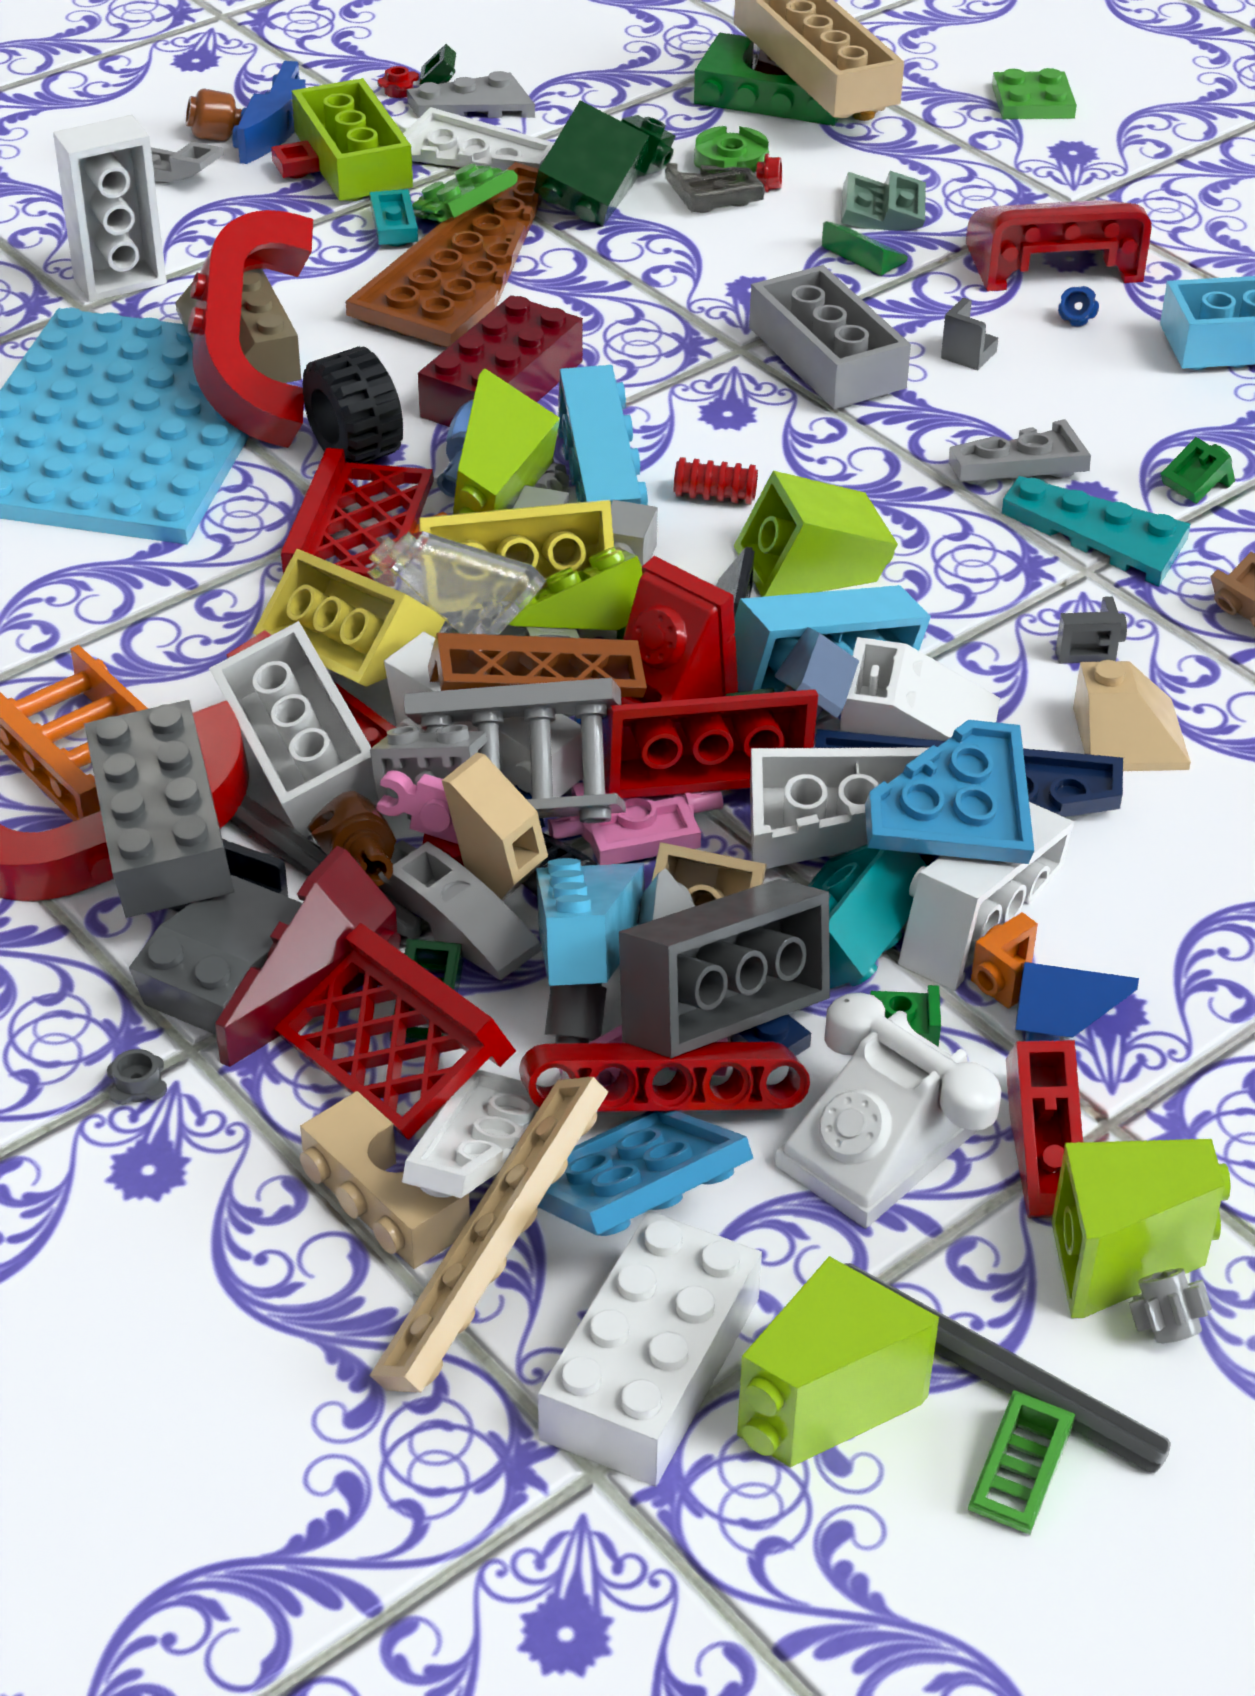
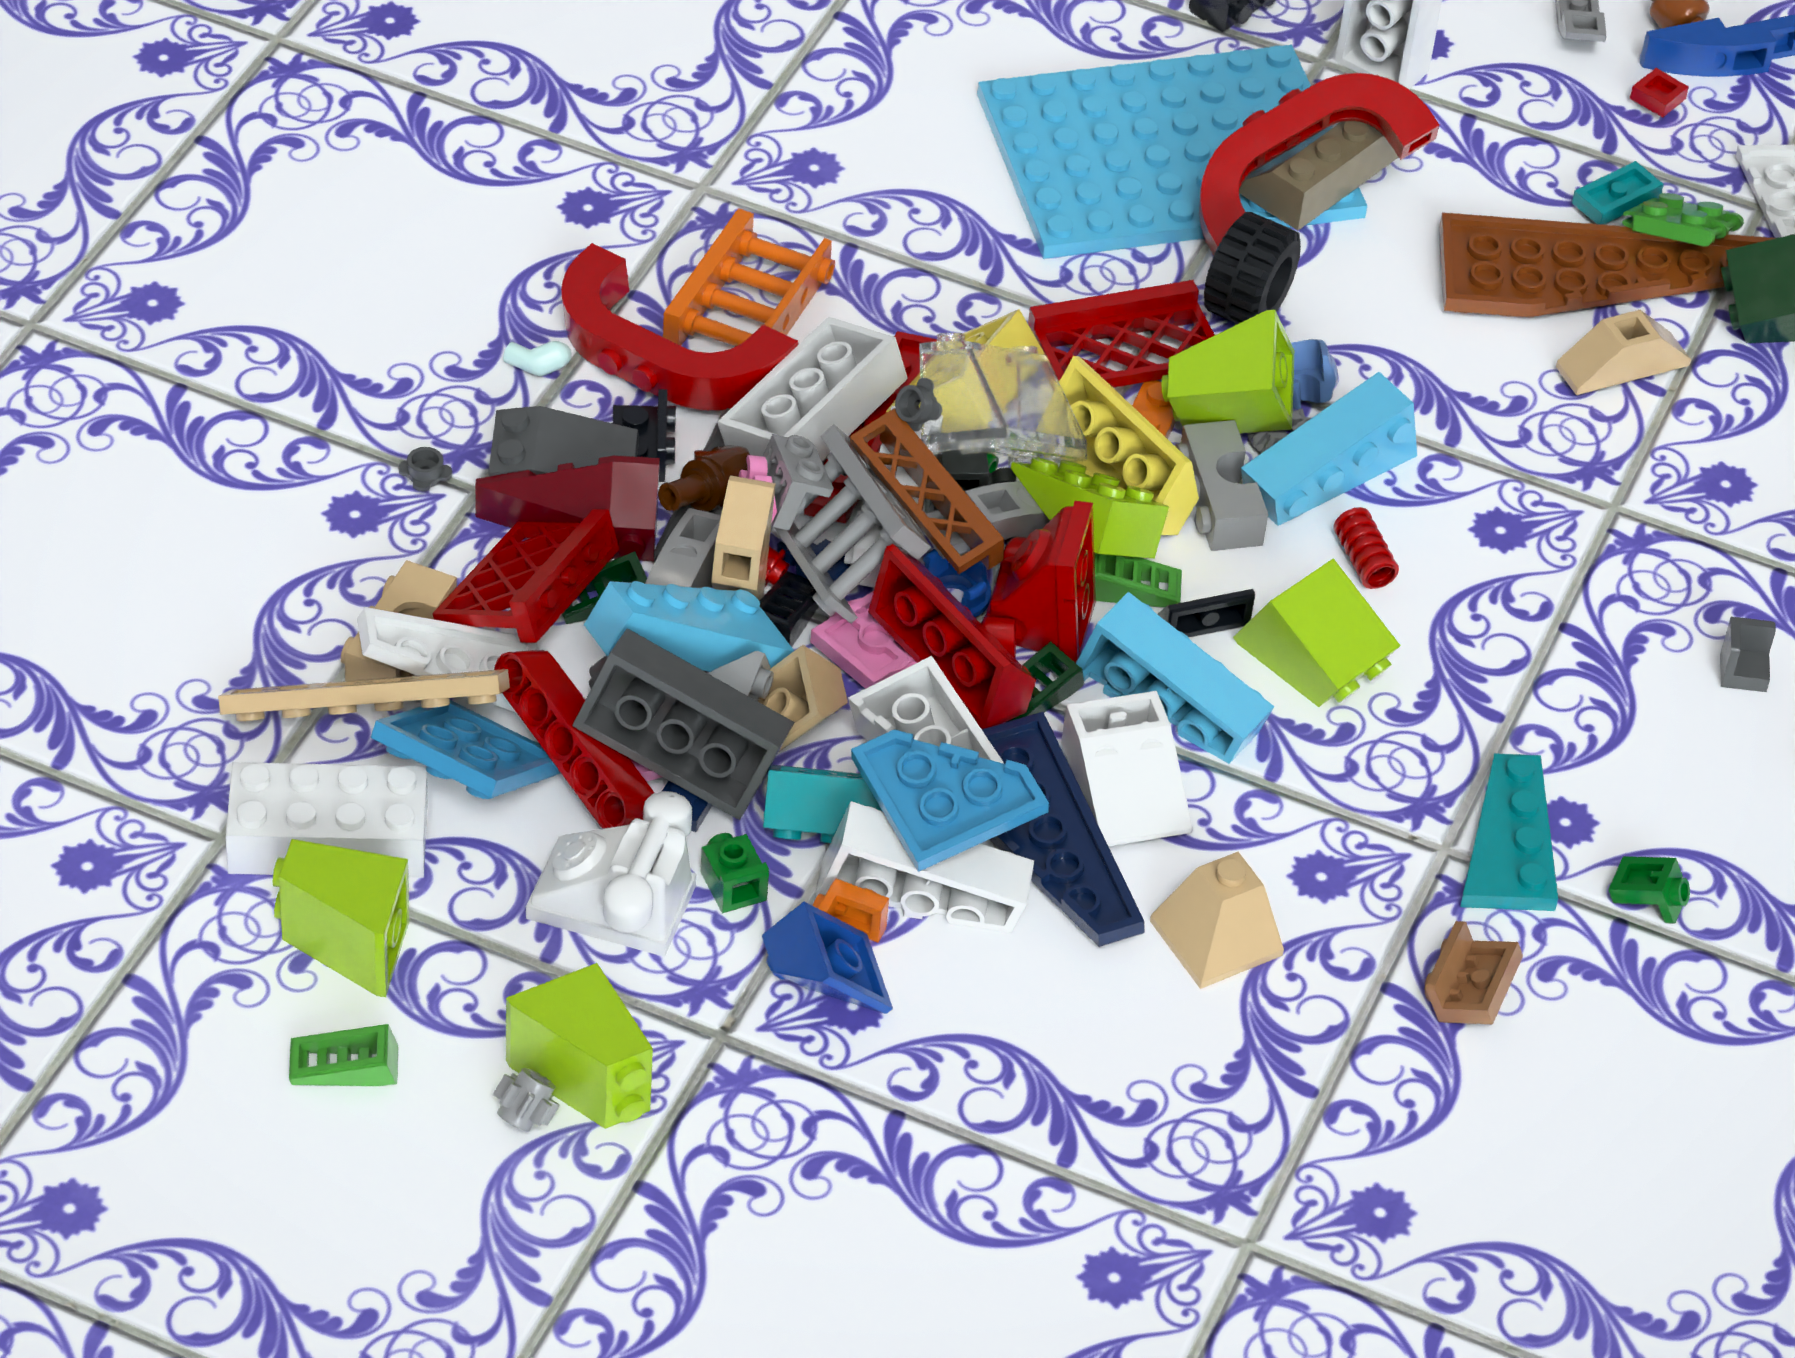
camera: 60 degrees right, 5 degrees up
(43, 928) = (538, 360): none -> light aqua arm
(157, 809) = (643, 349): dark grey brick -> none
(353, 138) = (1707, 112): lime brick -> none
(446, 597) = (908, 404): none -> dark grey plate
(515, 342) = (1424, 347): dark red brick -> none
(588, 275) = (1620, 352): none -> tan slope
(820, 666) = (1082, 677): sand blue slope -> none
(829, 336) = (1645, 550): light grey brick -> none
(1011, 1372) = (425, 1024): dark grey axle -> none
(1031, 454) = (1583, 757): light grey wing -> none
(1043, 1116) = (683, 978): red slope -> none
(1091, 634) = (1322, 868): dark grey bracket -> none

